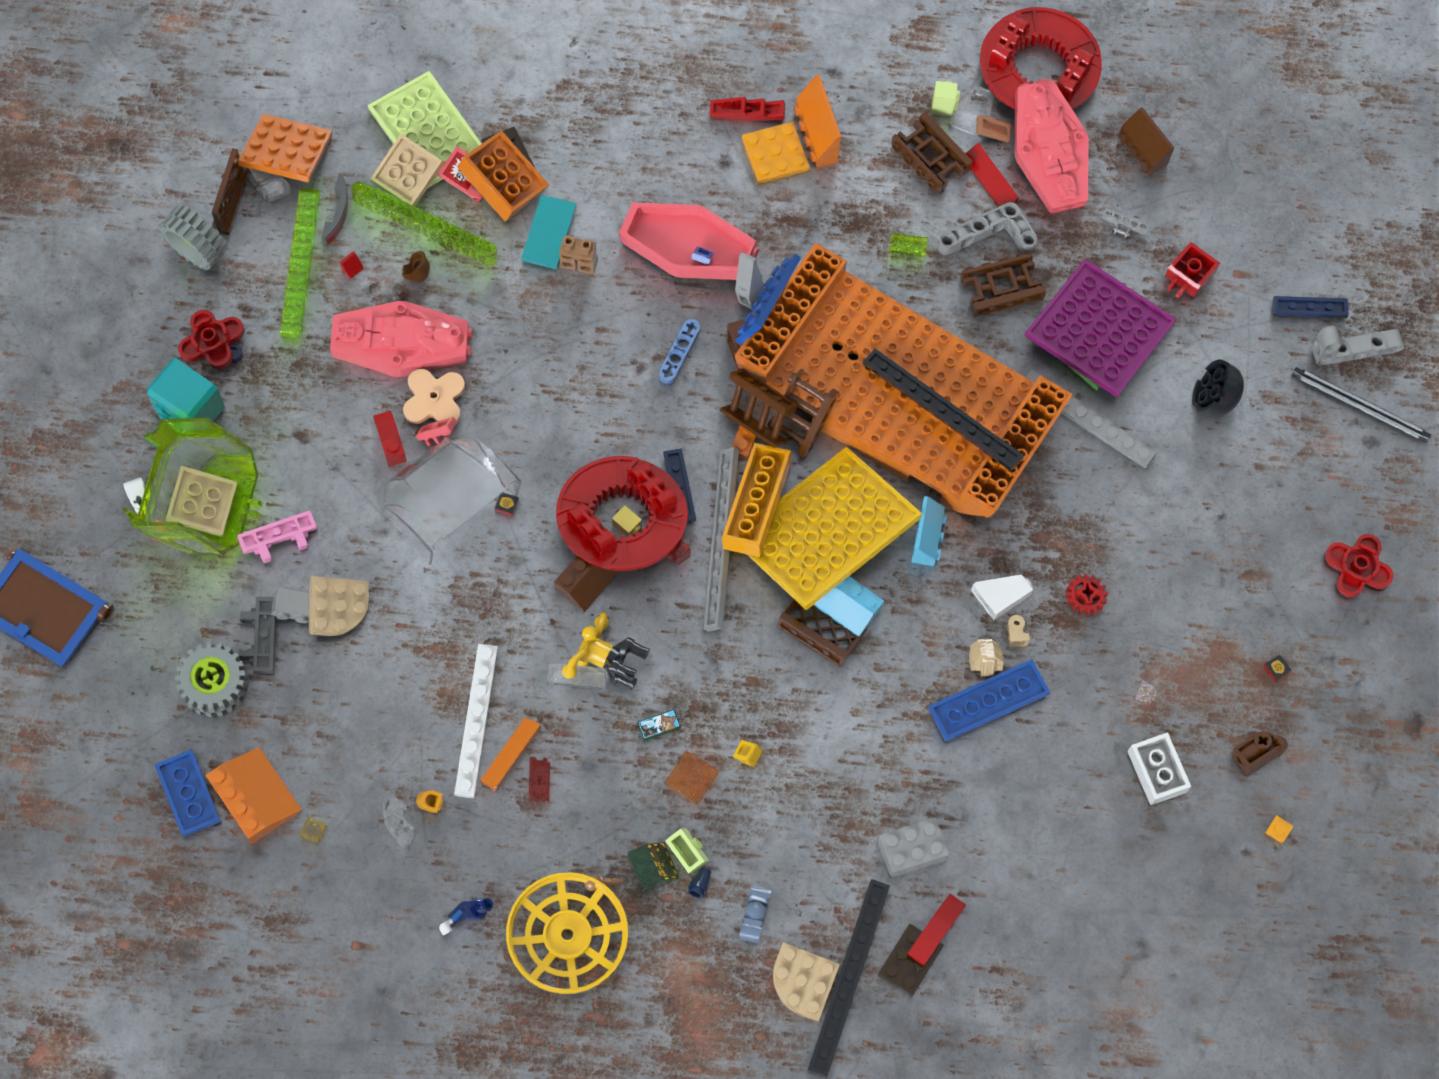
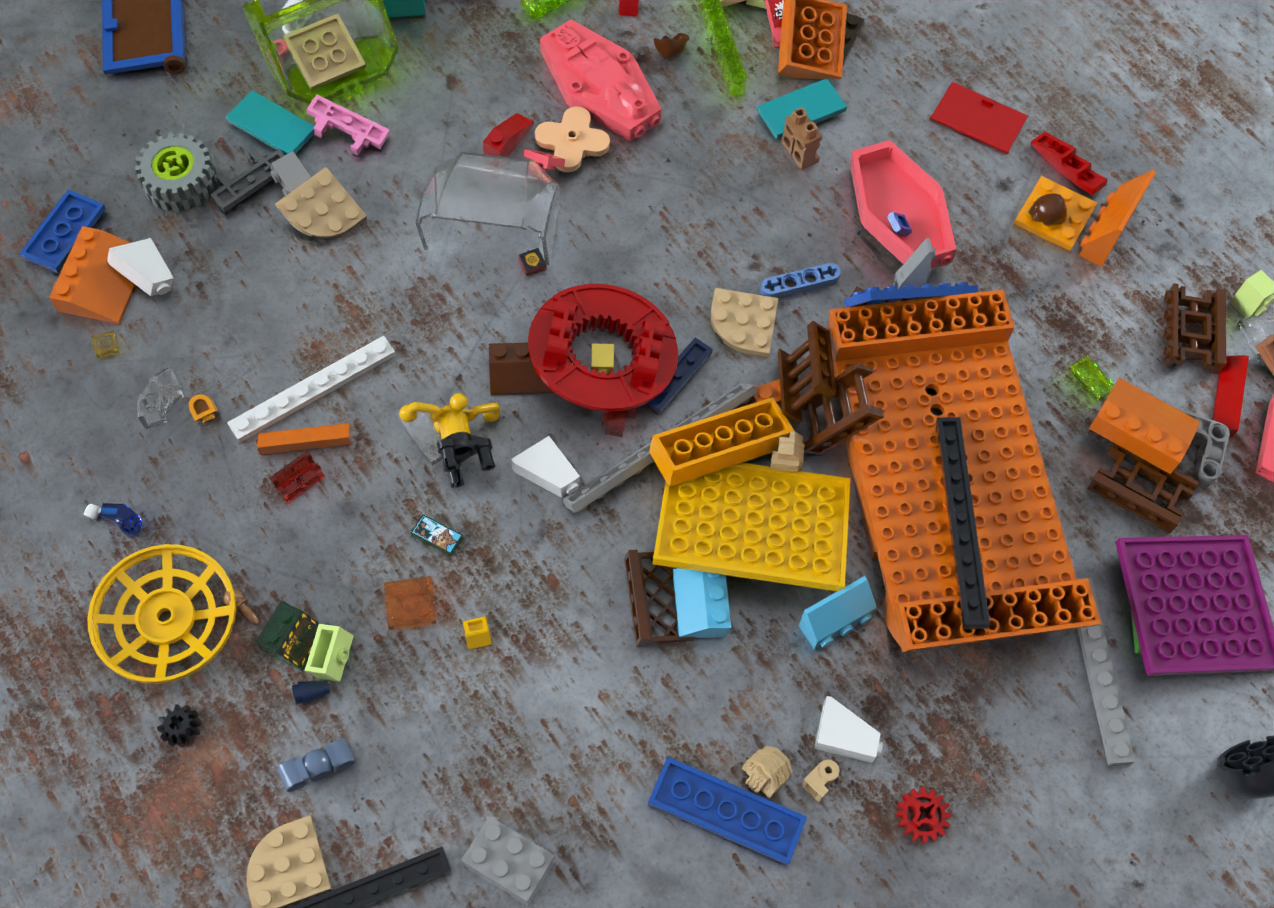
camera: 50 degrees right, 5 degrees down
(225, 585) = (270, 123): none -> teal tile
(277, 758) = (142, 266): none -> white slope
(648, 982) = (188, 721): none -> black gear
(661, 131) = (979, 117): none -> red container
(675, 619) = (547, 468): none -> white slope
(676, 411) = (744, 320): none -> tan plate
(774, 156) = (1049, 209): none -> reddish brown hair
(801, 467) = (789, 453): none -> tan hair
(970, 247) = (1145, 425): none -> orange slope

